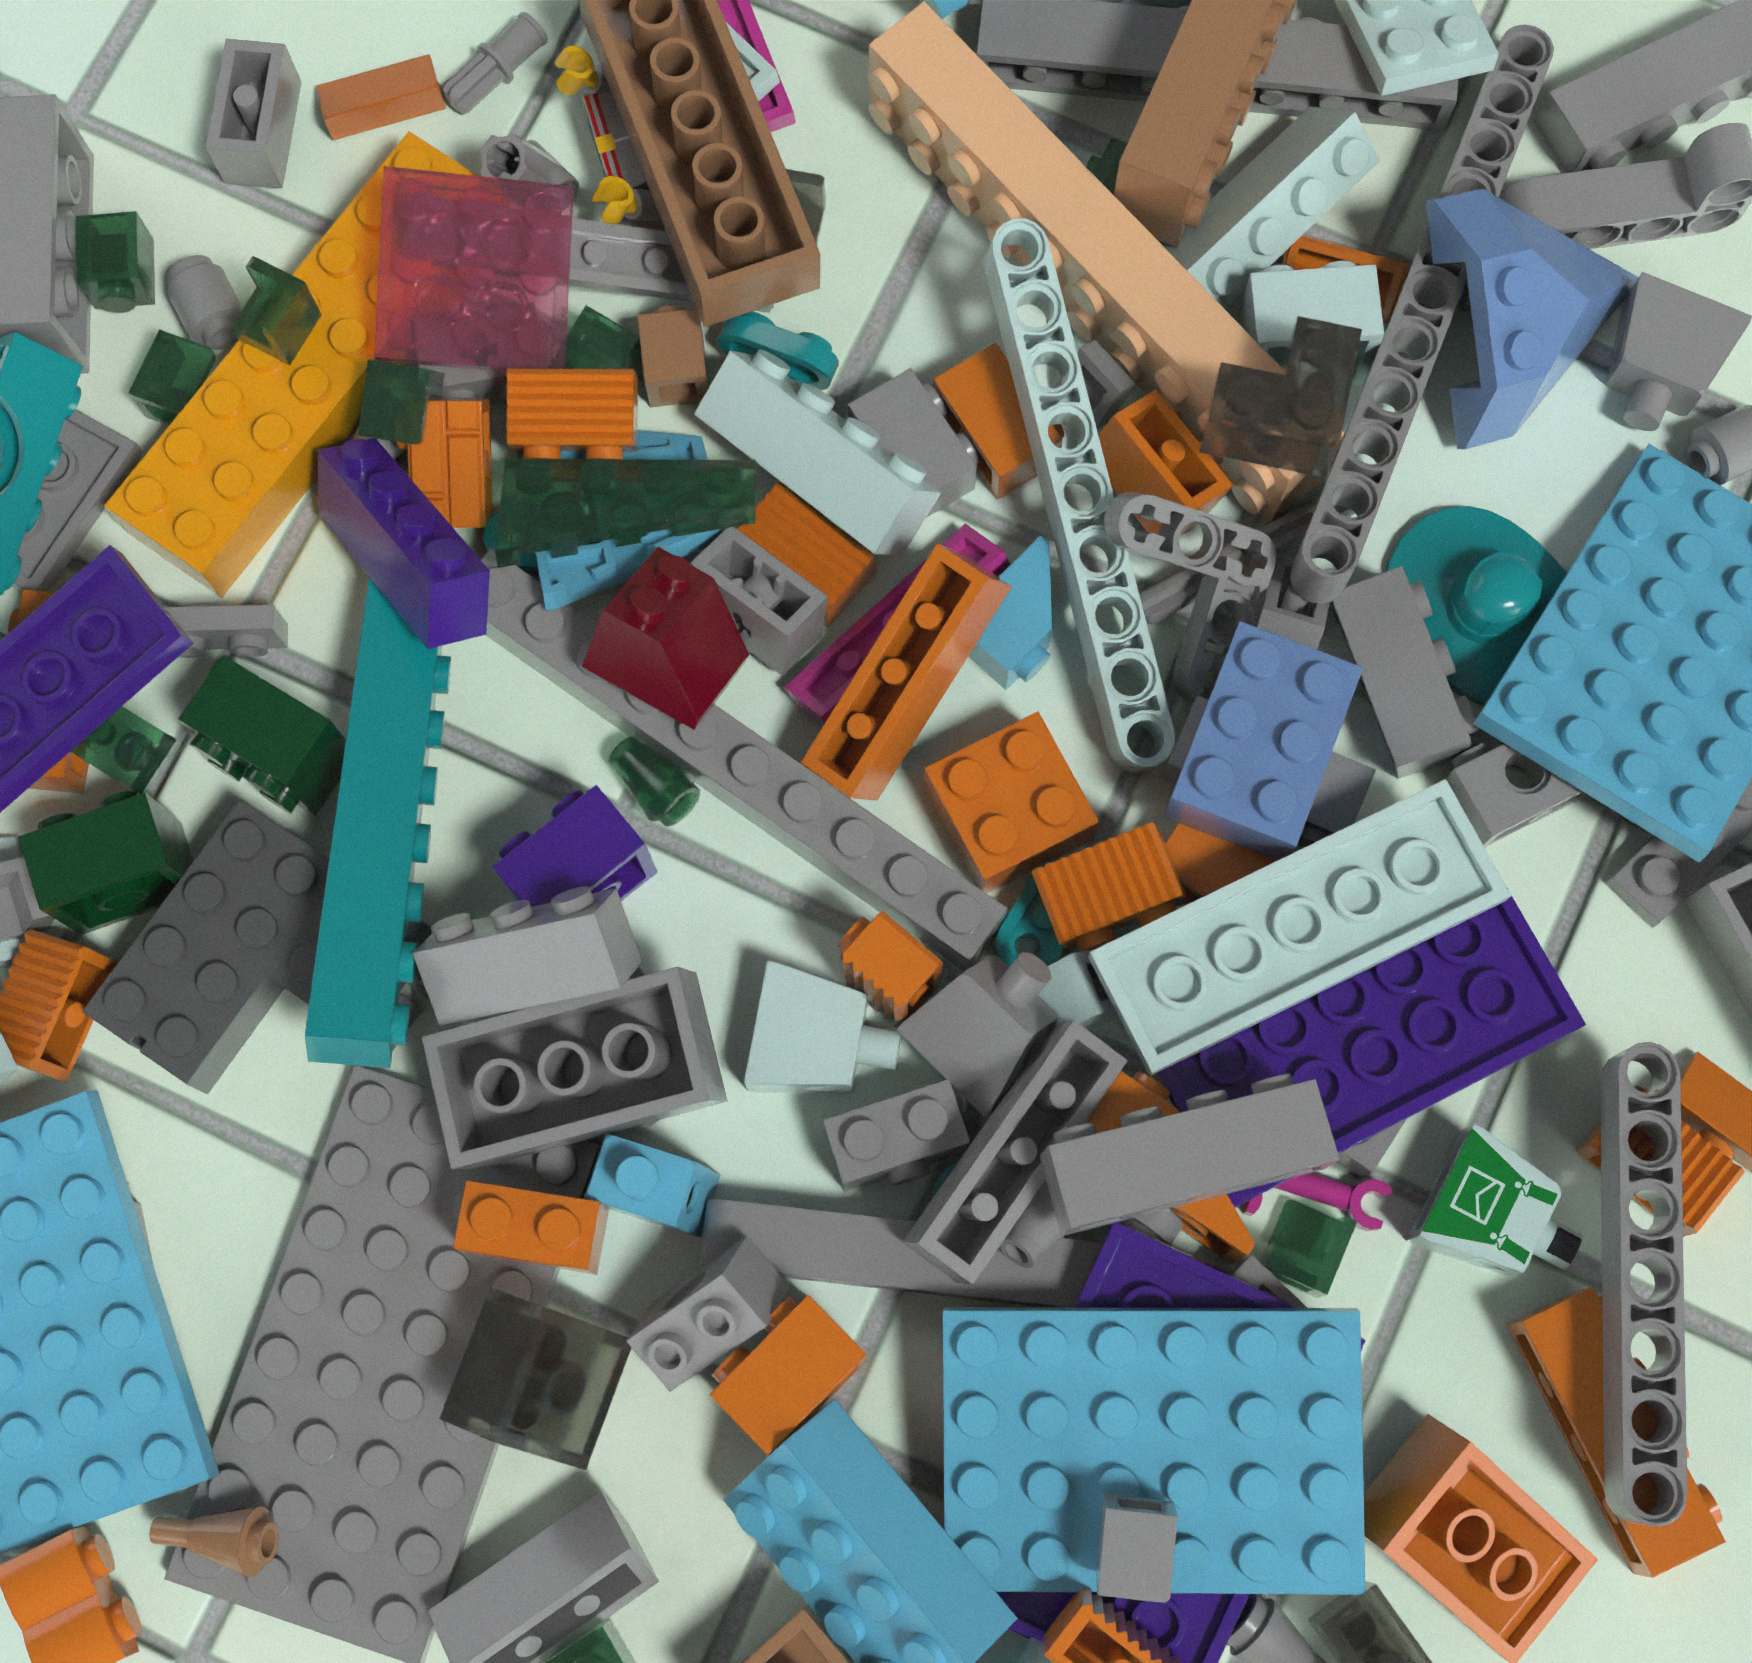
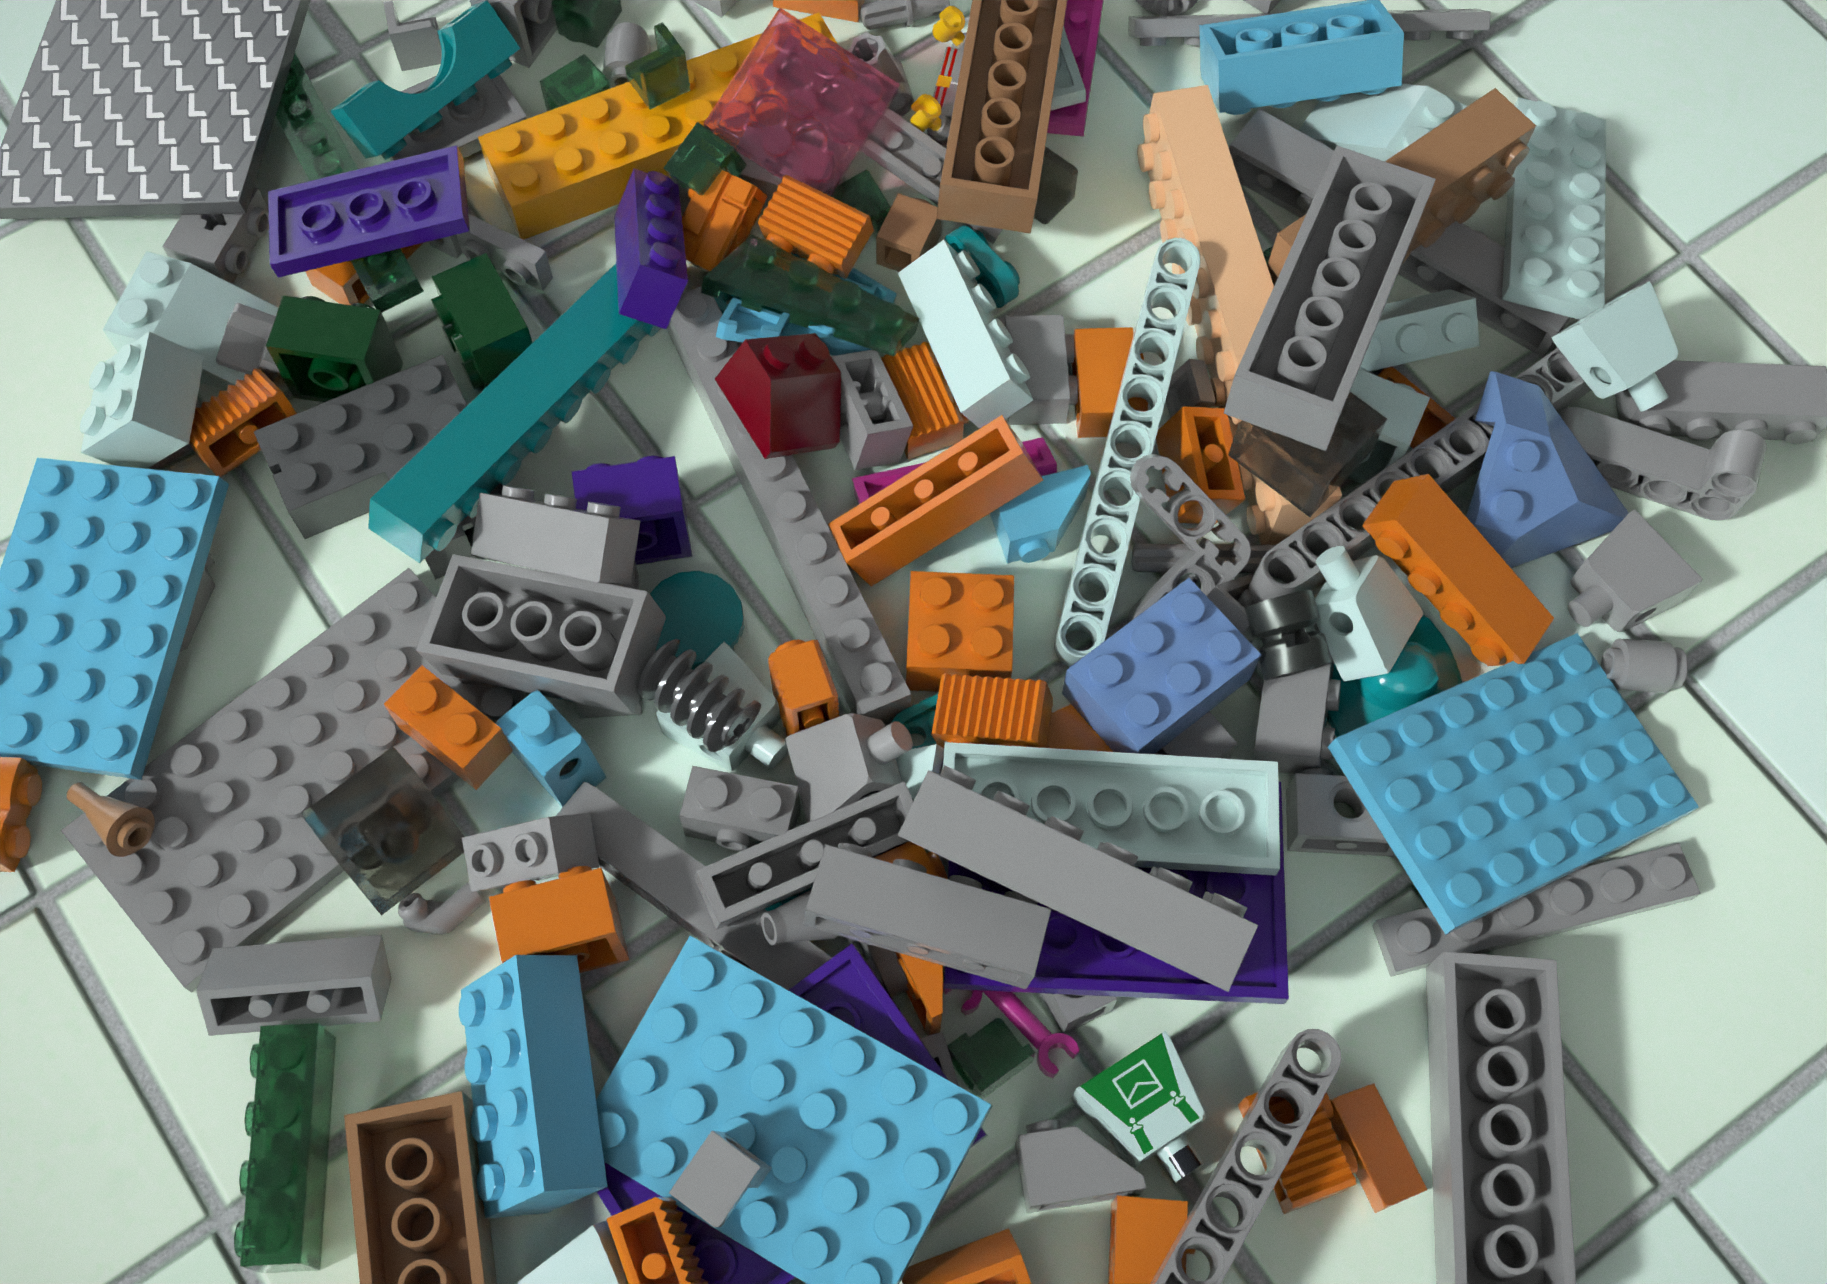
camera: 25 degrees right, 10 degrees down
(640, 1431) = (438, 916): none -> light grey arm
(655, 782) = (725, 494): clear green cone -> none
(713, 934) = (699, 612): none -> teal tile
(788, 1045) = (693, 699): none -> dark grey piece
(1236, 222) = (1329, 298): none -> light grey brick
(1324, 1035) = (1077, 880): none -> light grey brick
(1361, 608) = (1283, 616): none -> pearl dark grey wheel
(1435, 556) = (1363, 613): none -> light aqua torso
(1452, 1319) = (1070, 1169): none -> light grey slope
(1503, 450) = (1458, 571): none -> orange brick
(1542, 89) = (1622, 347): none -> light aqua torso

